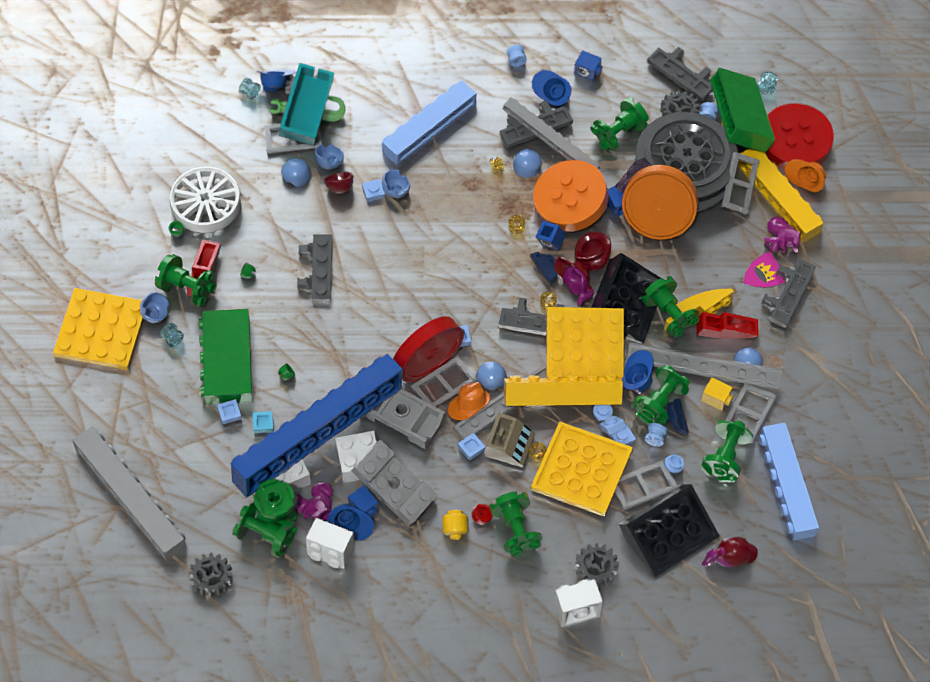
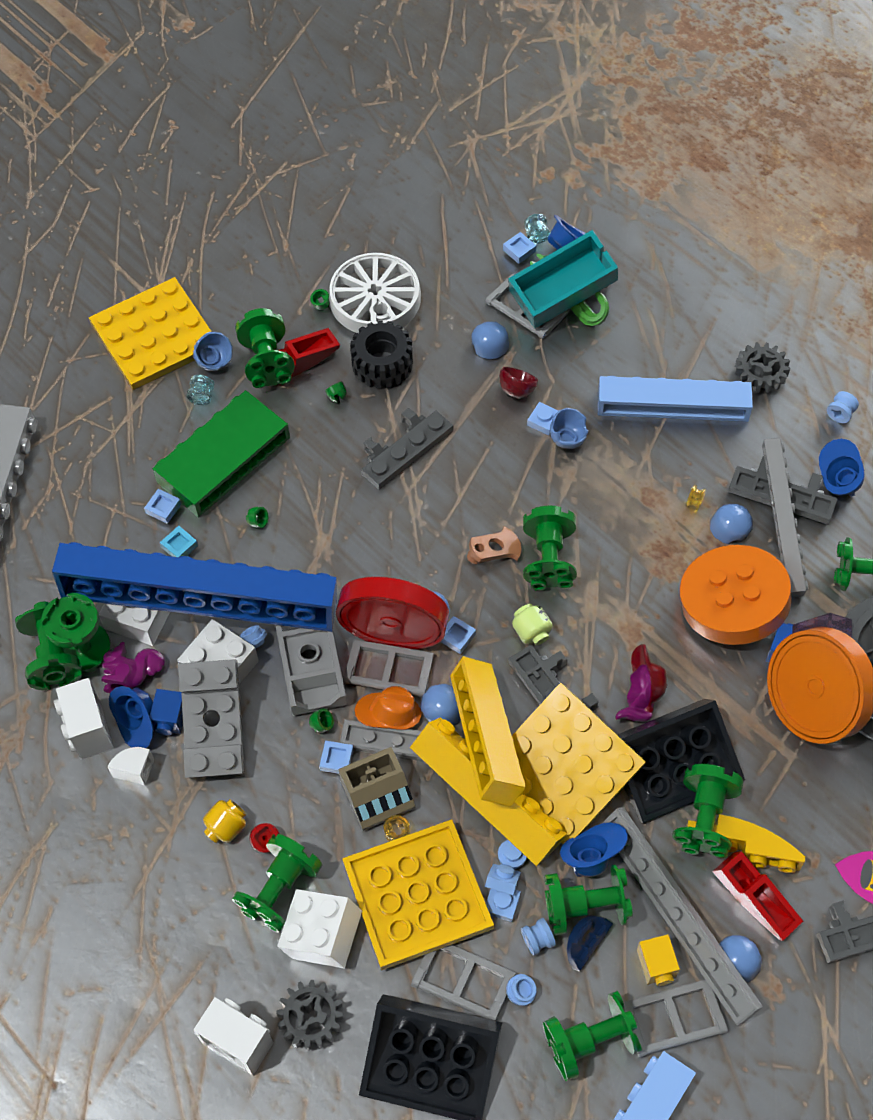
camera: 50 degrees right, 0 degrees up
(251, 107) = (519, 247): none -> light blue plate
(252, 241) = (381, 338): none -> black tyre
(329, 157) = (535, 350): medium blue hair -> none
(360, 427) = (254, 635): none -> light blue plate
(378, 544) = (132, 765): none -> white brick
(425, 285) = (481, 551): none -> nougat piece
(443, 437) = (323, 723): none -> green hinge
(447, 242) = (549, 529): none -> green piece
(454, 67) = (762, 367): none -> dark grey gear
(491, 297) = (532, 624): none -> yellowish green head
(516, 229) = (641, 577): clear yellow bush -> none
(535, 362) = (487, 732): none -> yellow brick
(544, 296) = (593, 675): clear yellow bush -> none
(545, 265) = (629, 639): dark blue plate -> none
(550, 235) = (666, 616): blue brick -> none
(559, 523) = (320, 928): none -> white brick
(593, 250) = (696, 673): dark red piece -> none

